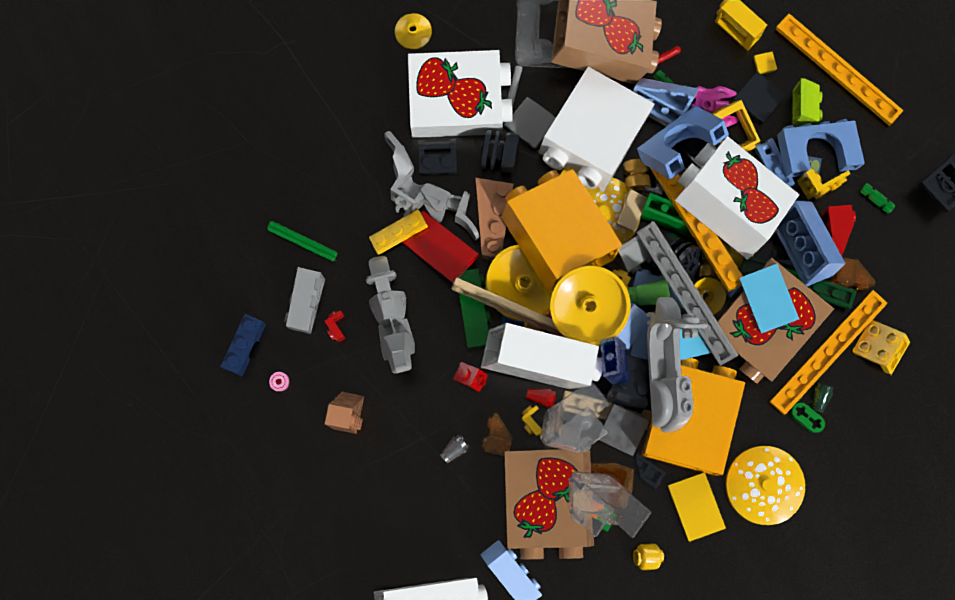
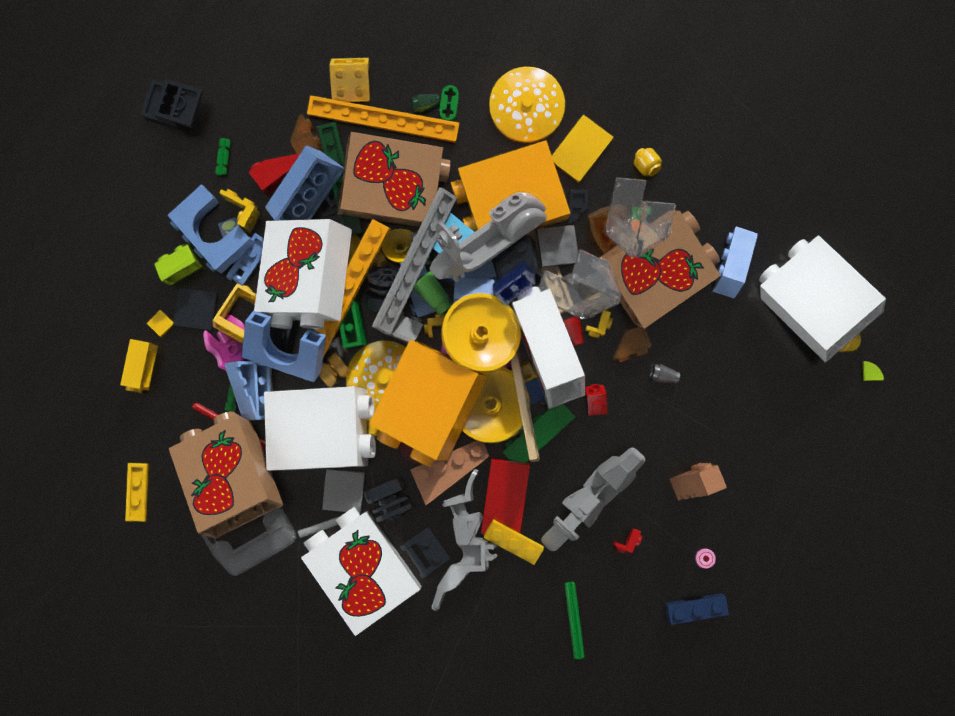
camera: 125 degrees left, 5 degrees up
(304, 300) = (625, 582): light grey wedge -> none
(413, 39) = (332, 642): yellow dish -> none
(631, 210) = (368, 354): tan tile -> none
(769, 298) = (376, 190): medium azure tile -> none
(839, 69) = (127, 257): light orange plate -> none

